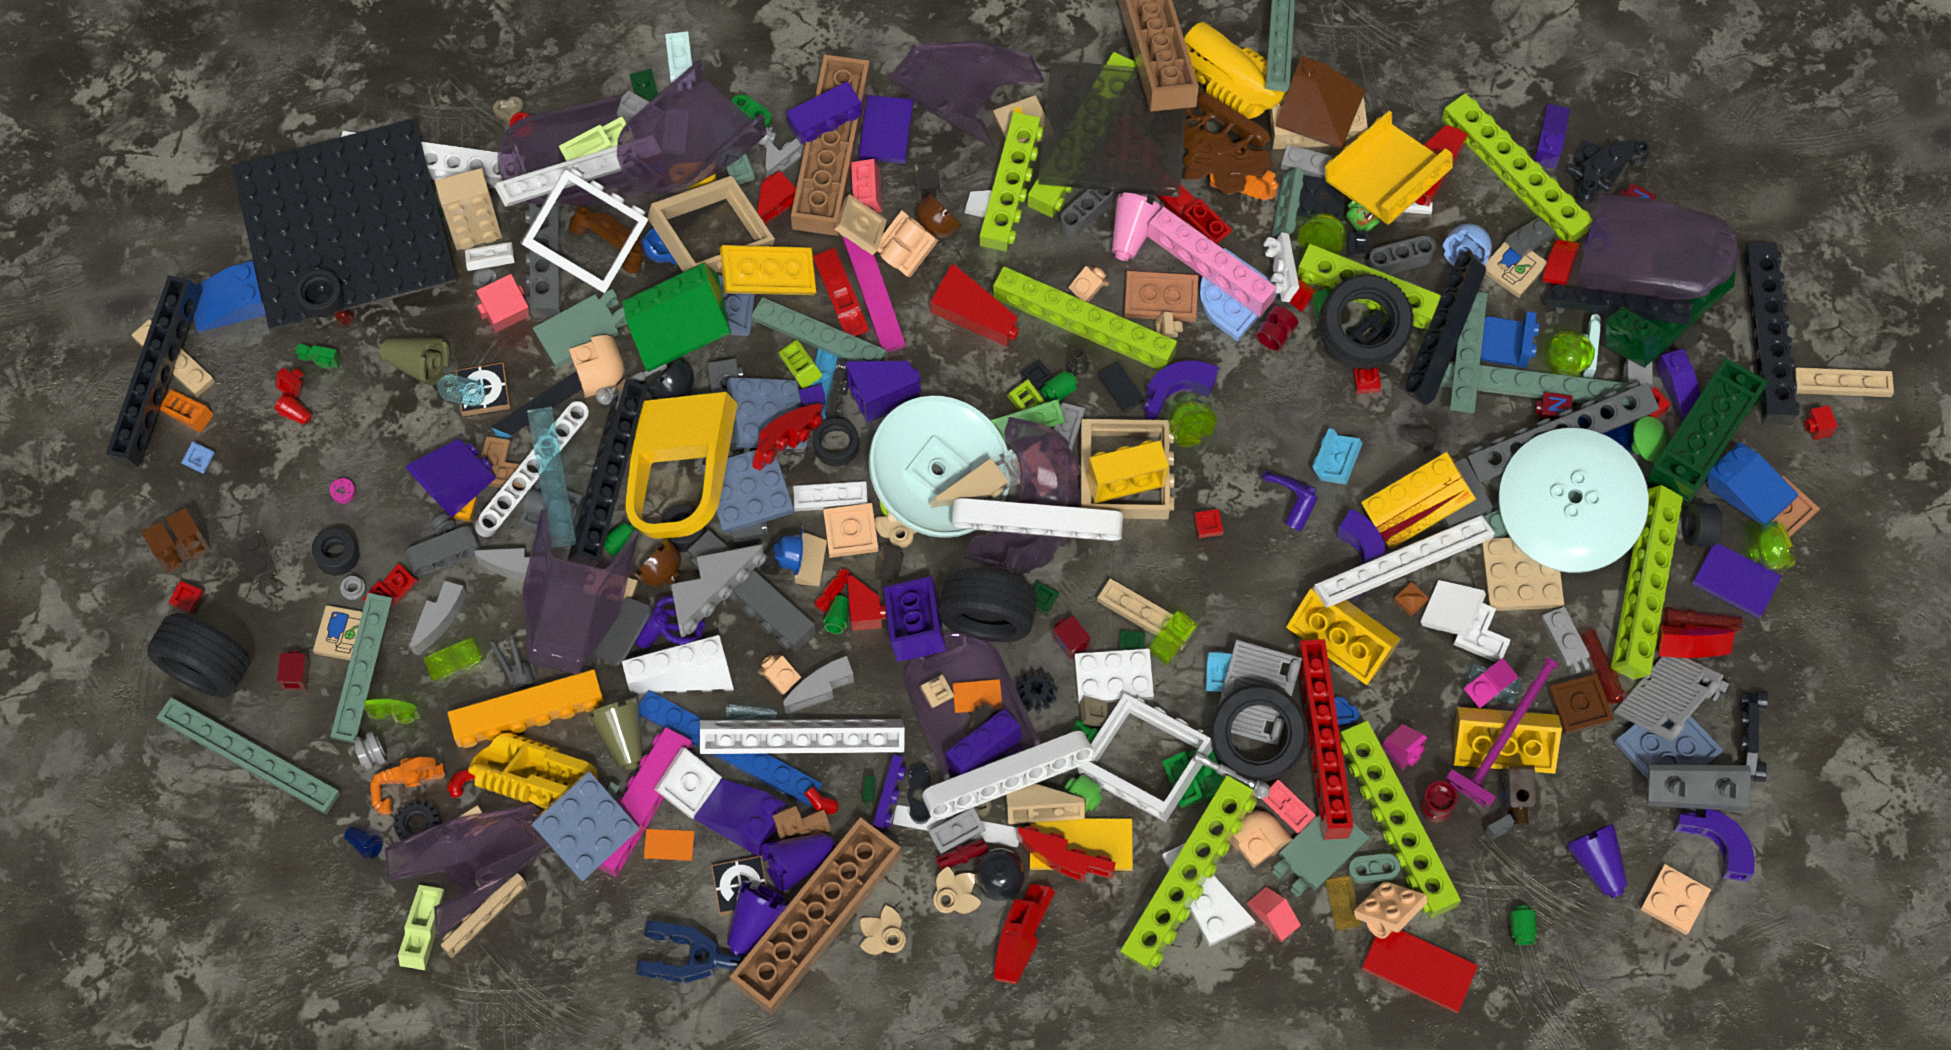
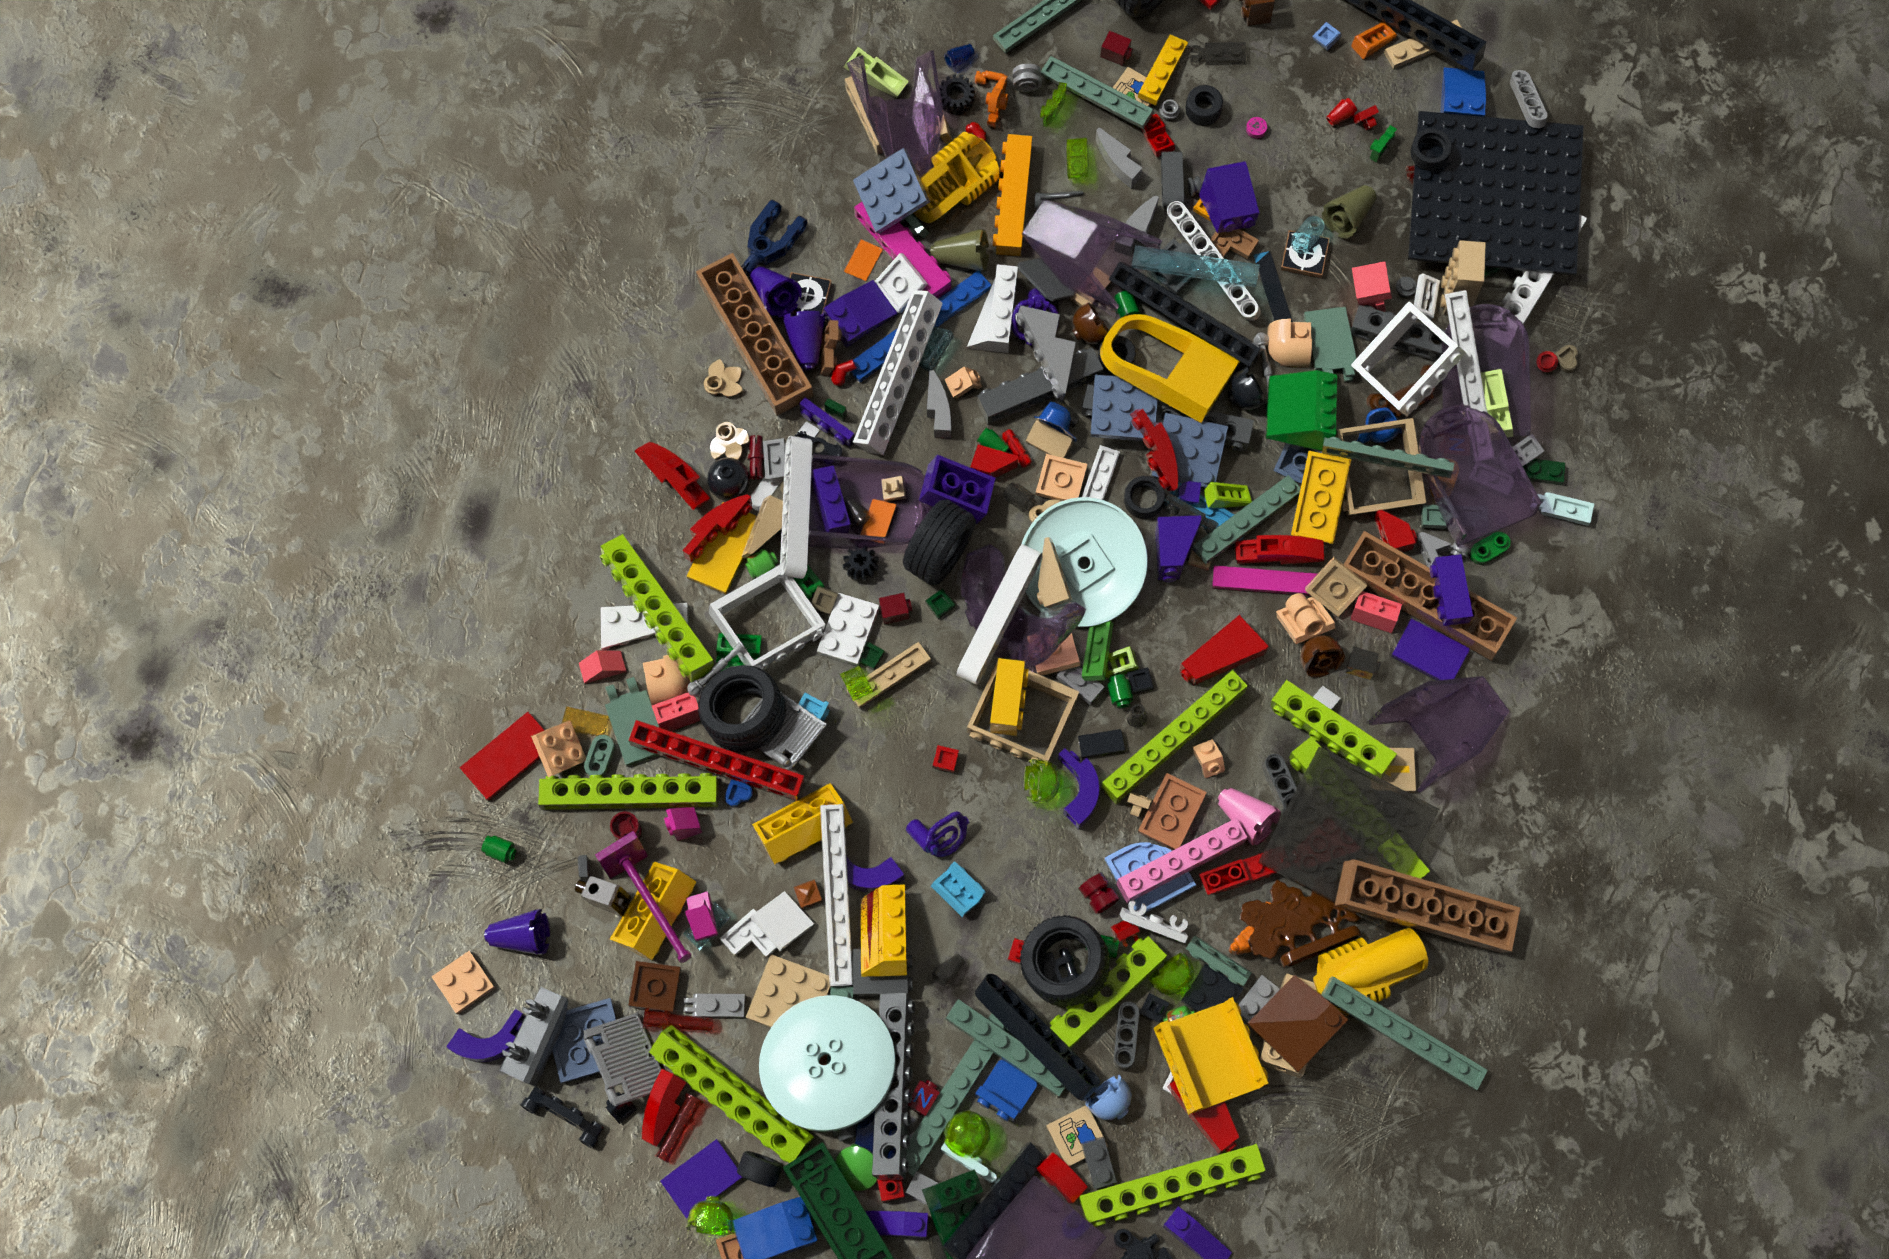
camera: 115 degrees right, 5 degrees up
(213, 225) = (1528, 98): none -> light grey beam
(304, 611) = (1162, 69): none -> yellow plate
(710, 216) = (1379, 455): none -> sand green plate

